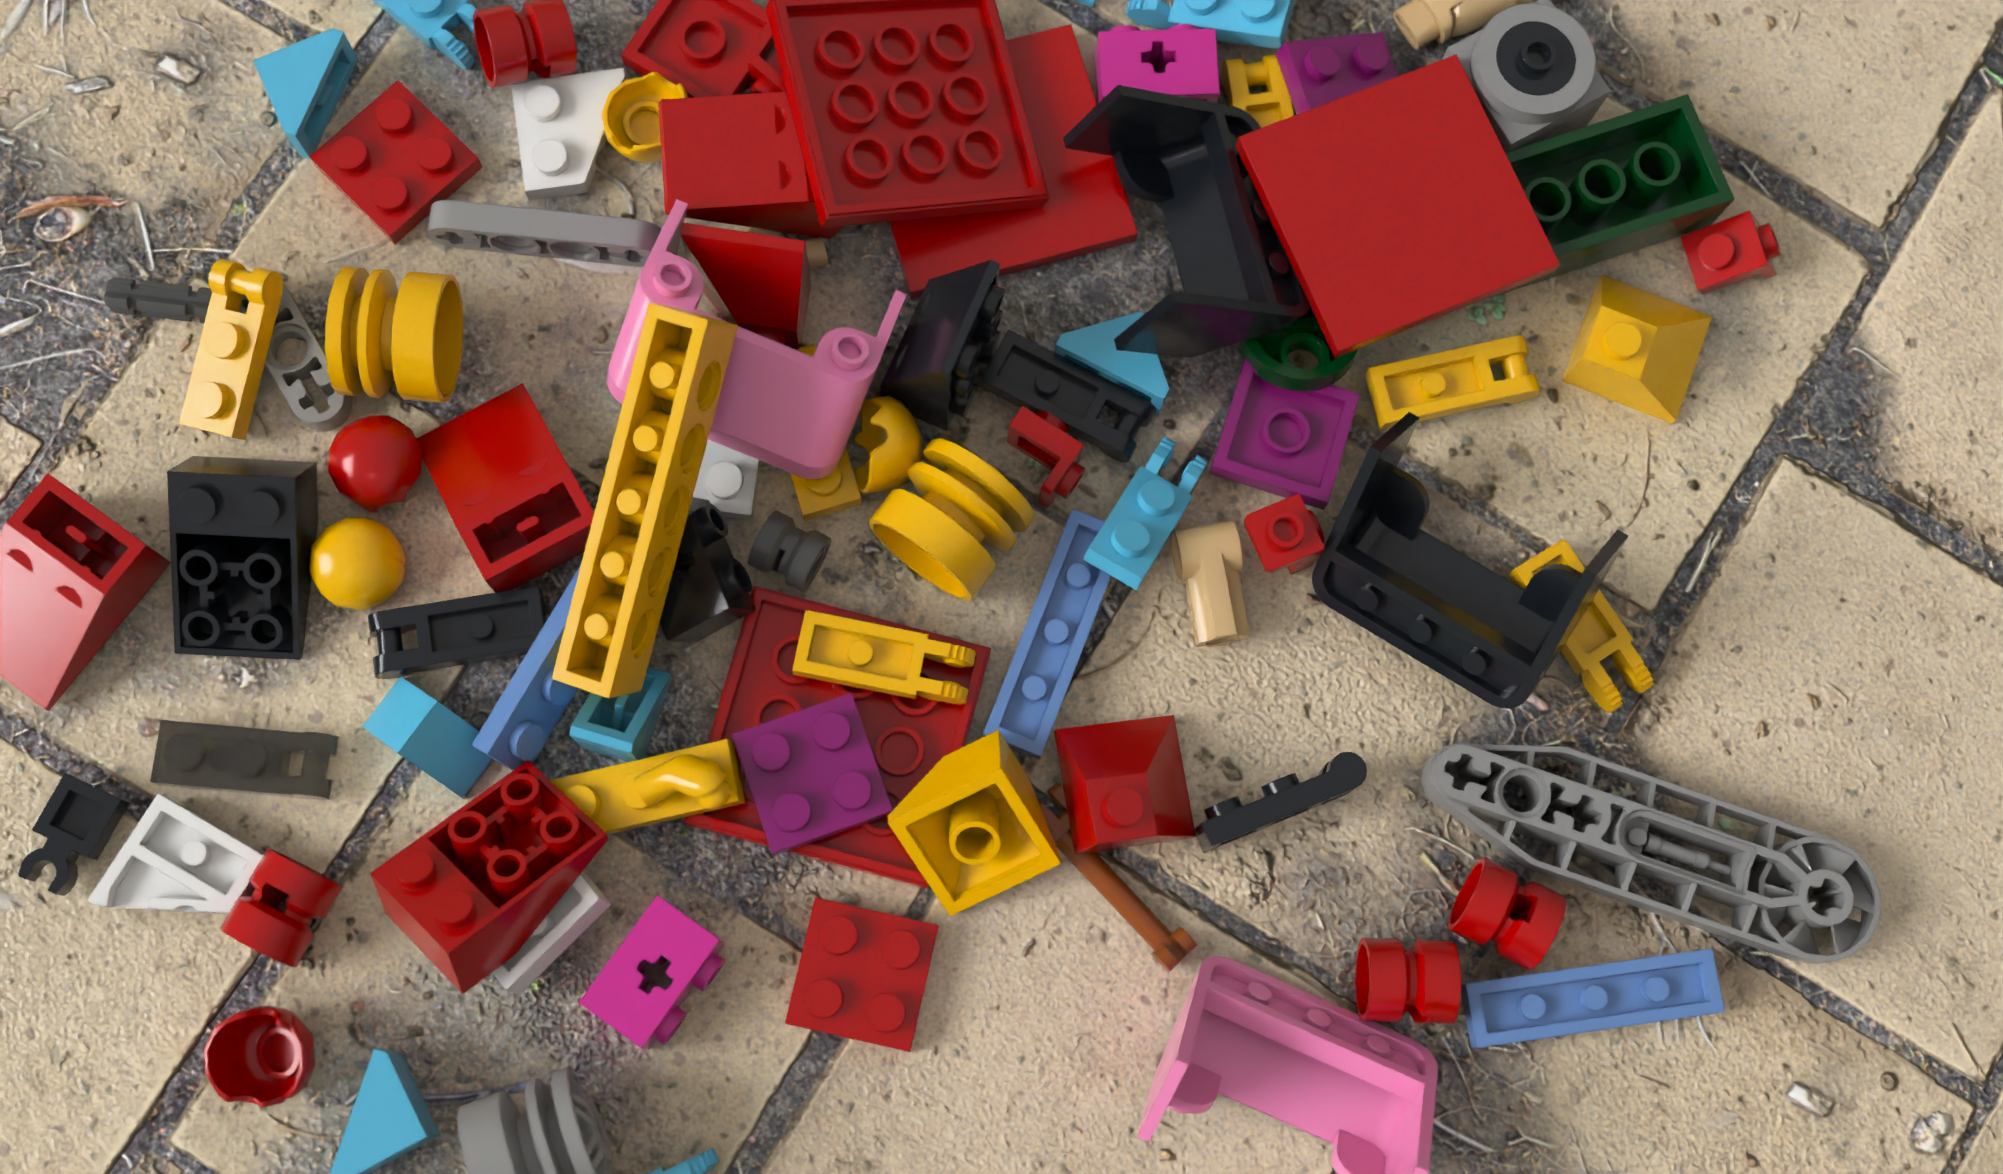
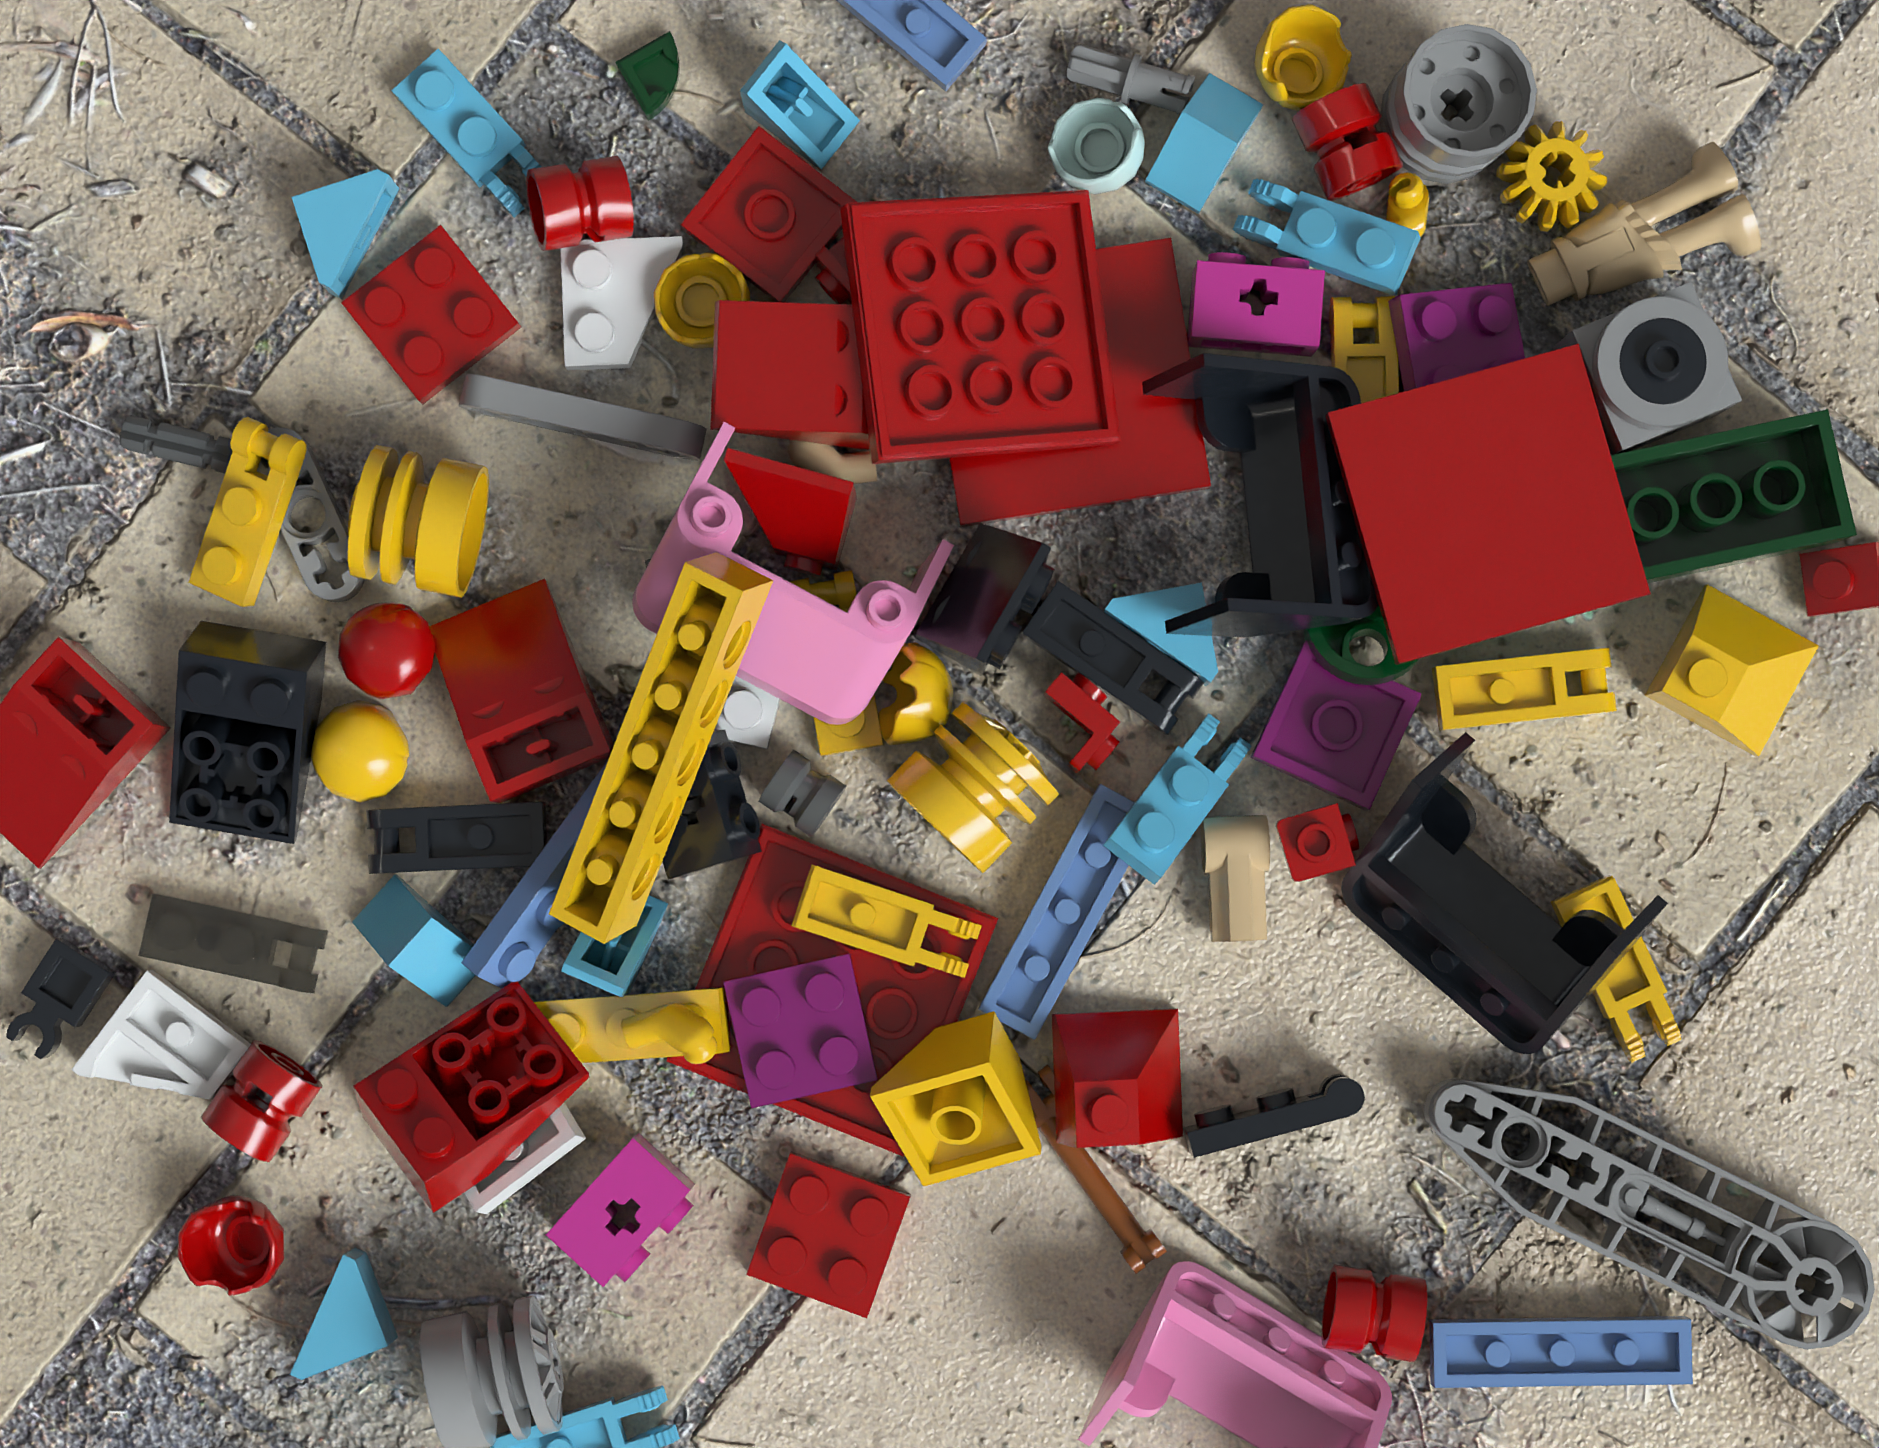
camera: 15 degrees right, 10 degrees up
(1492, 896) = (1468, 1244): red wheel -> none

